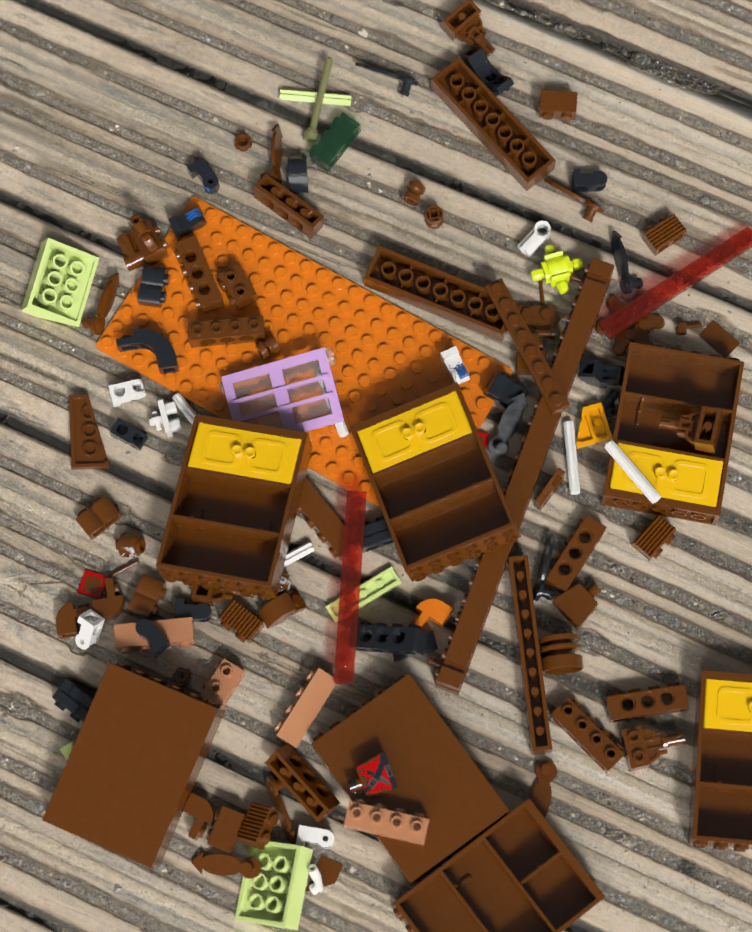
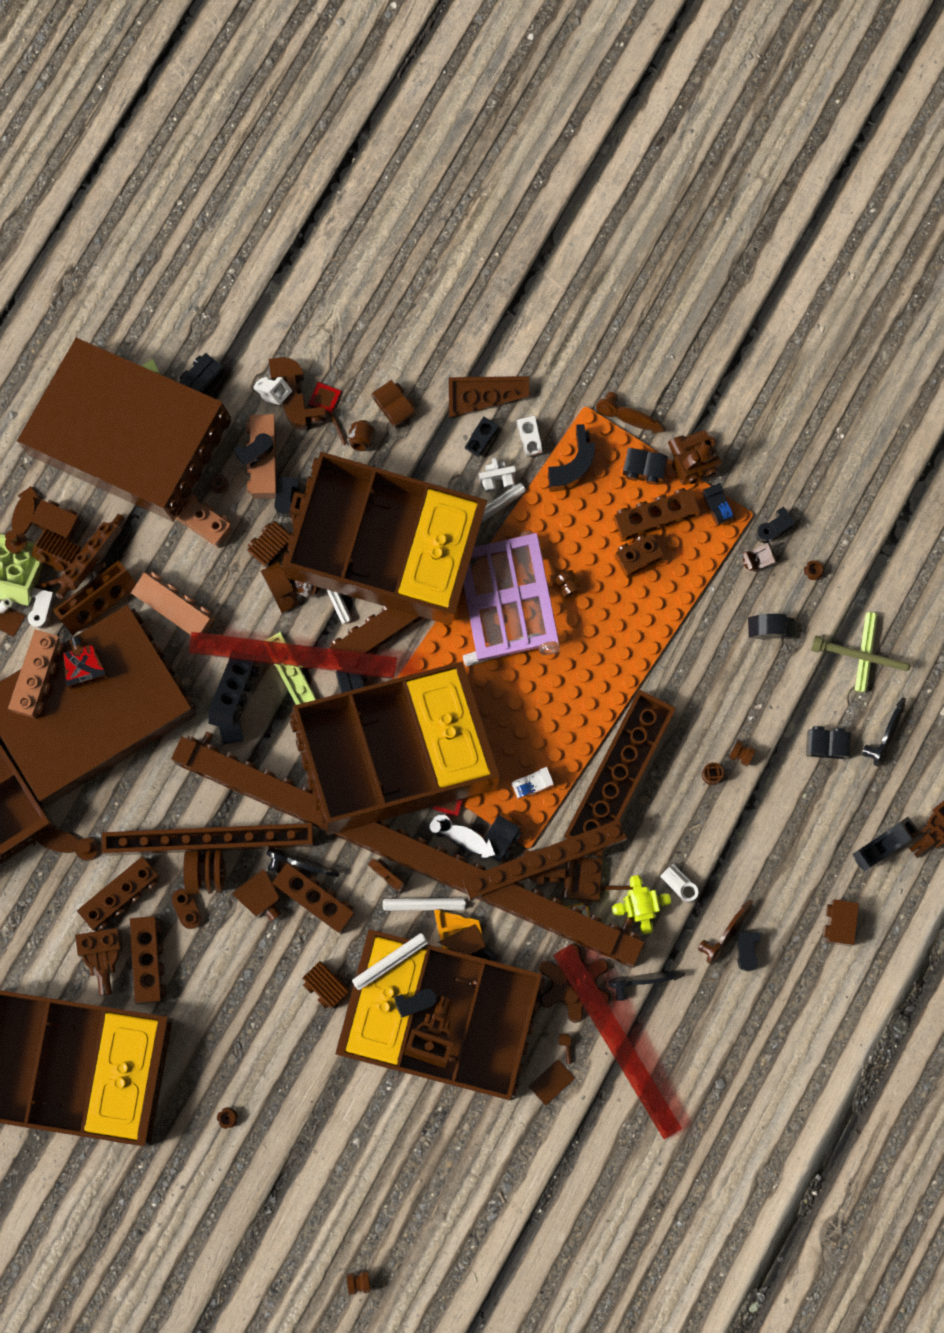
camera: 90 degrees right, 5 degrees up
(60, 283) = (656, 370): yellowish green slope -> none
(147, 597) = (302, 449): reddish brown brick -> none
(202, 811) = (79, 496): reddish brown brick -> none
(226, 331) = (588, 541): reddish brown brick -> none
(234, 187) = (759, 558): none -> bracket
(262, 790) = (89, 556): none -> reddish brown plate
(276, 155) = (801, 605): reddish brown brick -> none
(288, 206) = (731, 614): reddish brown brick -> none
(334, 142) = (808, 669): clear green brick -> none
(400, 123) = (827, 743): none -> black brick
(432, 610) = (265, 742): orange brick -> none
(493, 124) = (821, 846): reddish brown brick -> none
(595, 672) = (186, 908): none -> reddish brown plate
(600, 375) = (515, 942): black brick -> none
(603, 417) = (465, 941): none -> reddish brown sticker
(663, 234) = (678, 1030): reddish brown brick -> none
(668, 445) = (423, 1000): none -> black leg

